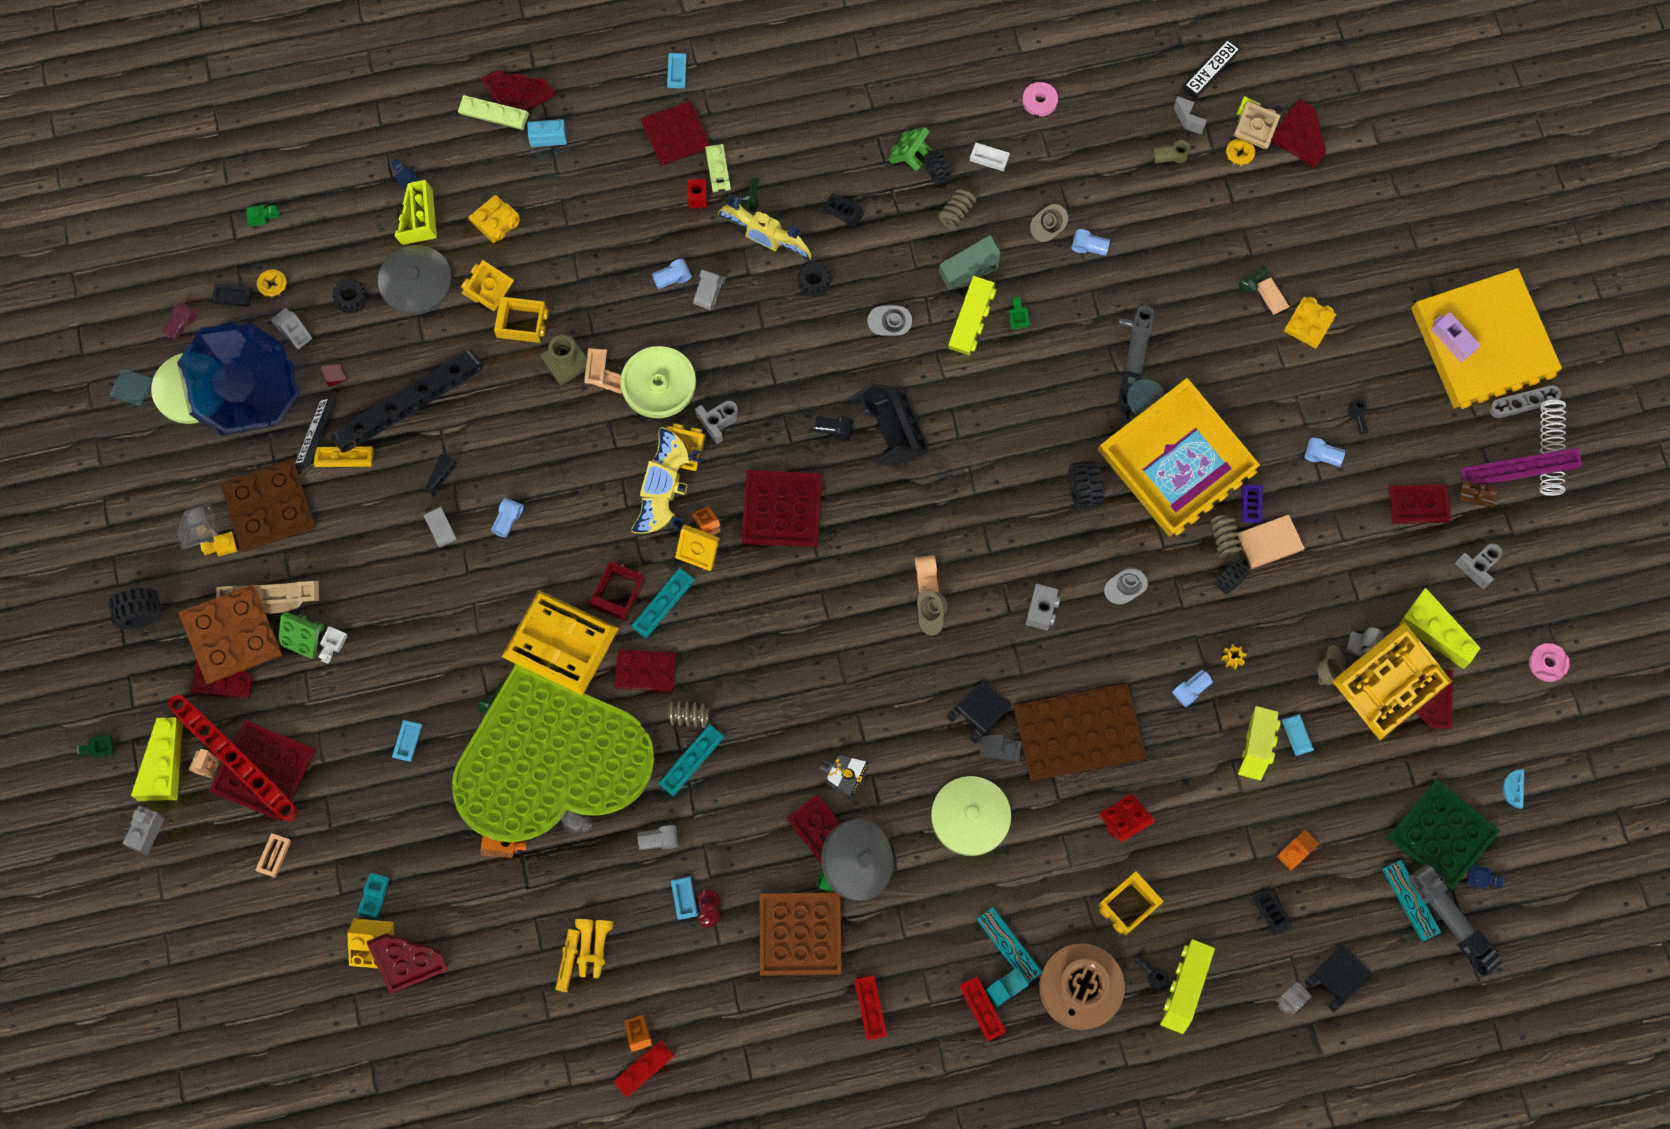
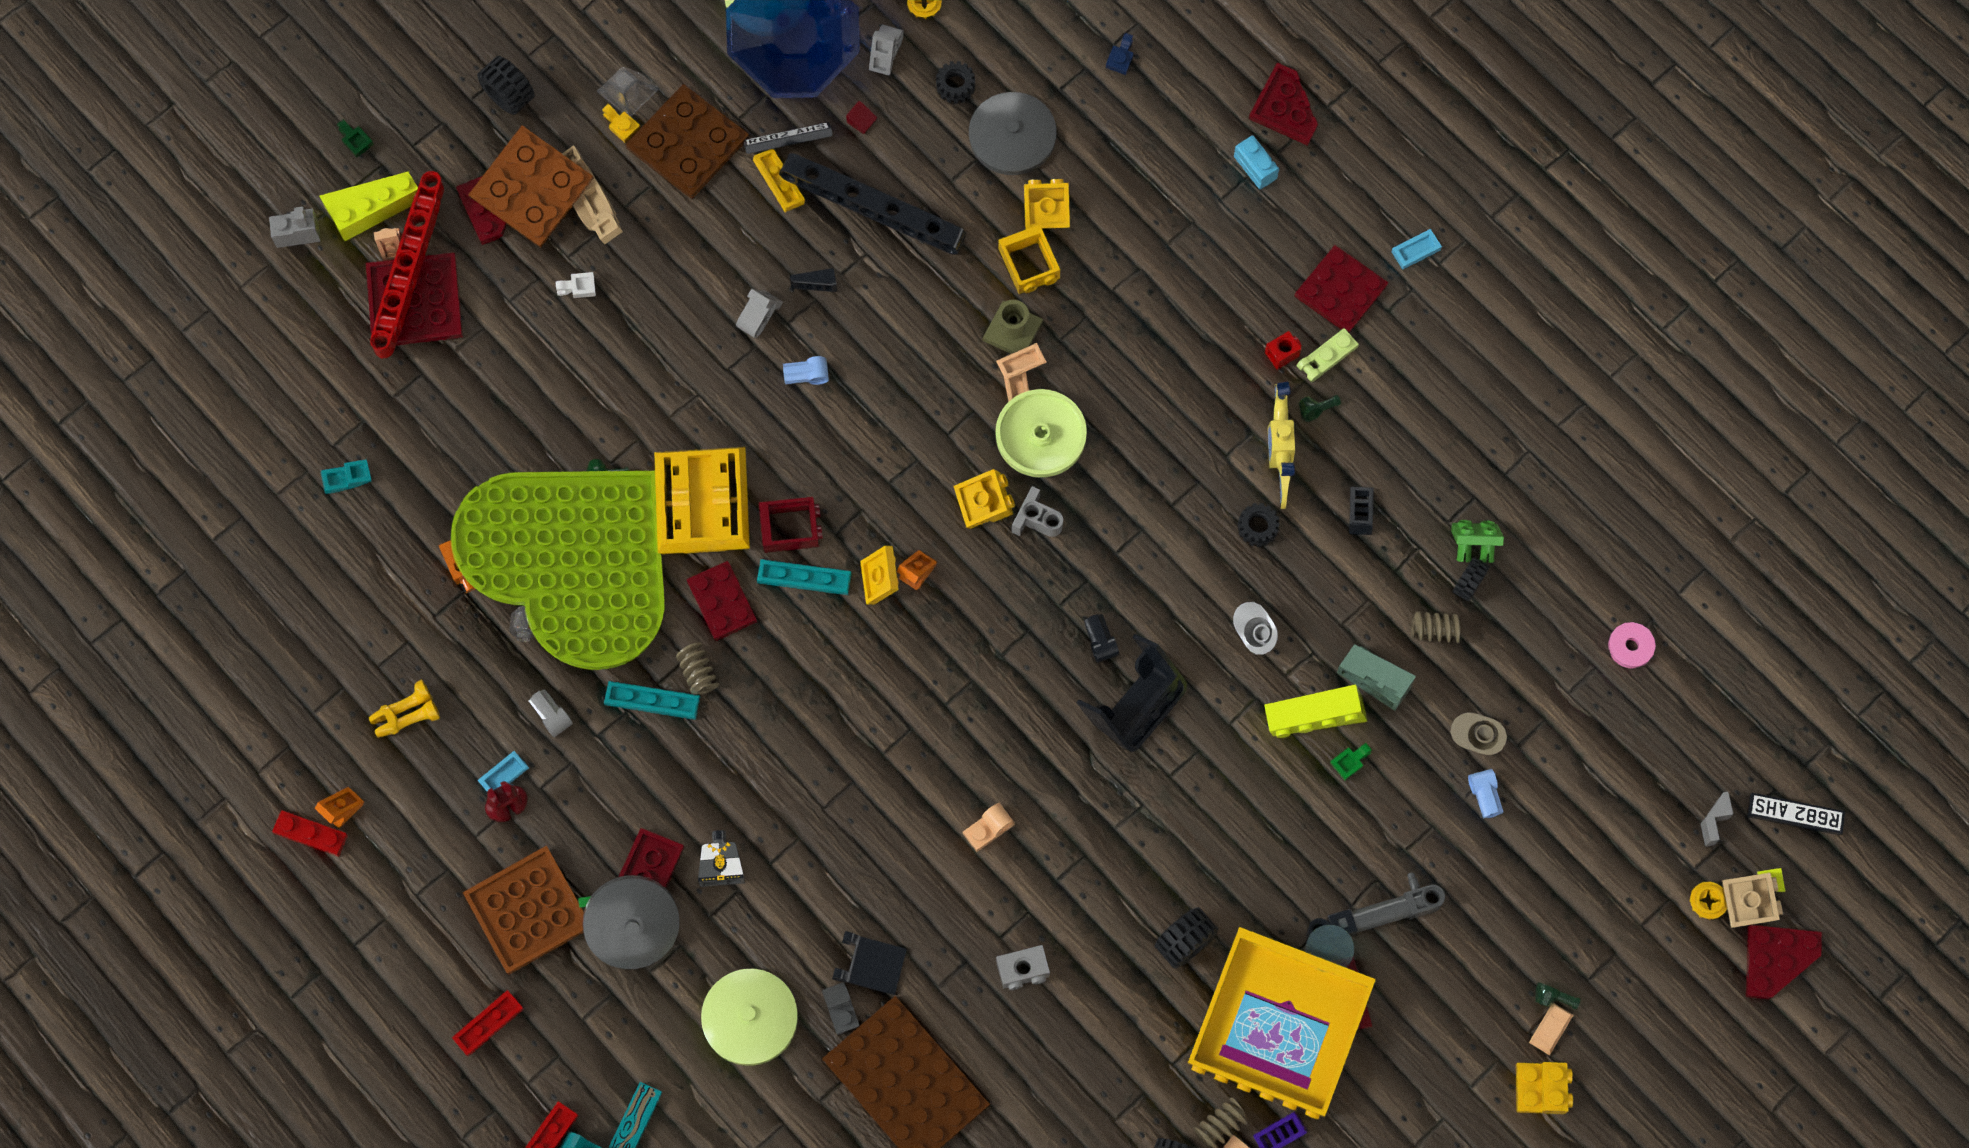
camera: 60 degrees right, 0 degrees up
(287, 842) = (319, 371): light nougat tile -> none
(299, 634) = (566, 250): bright green plate -> none
(358, 935) = (296, 501): yellow slope -> none
(404, 961) = (292, 542): dark red plate -> none
(407, 740) = (518, 415): medium azure tile -> none
(418, 214) = (1083, 93): neon yellow wedge -> none
(493, 112) = (1245, 96): yellowish green plate -> none
(495, 218) = (1128, 169): yellow plate -> none
(566, 966) = (378, 697): yellow pin -> none
(662, 484) = (931, 501): torso -> none
(676, 272) = (1178, 381): light blue piece -> none
(708, 289) = (1180, 423): light grey tile -> none
(781, 508) = (976, 637): dark red plate -> none
(931, 611) = (952, 853): dark tan piece -> none
(989, 156) = (1524, 629): white tile -> none
(1125, 585) = (1099, 1043): light grey piece -> none
(1170, 152) = (1654, 821): olive piece -> none

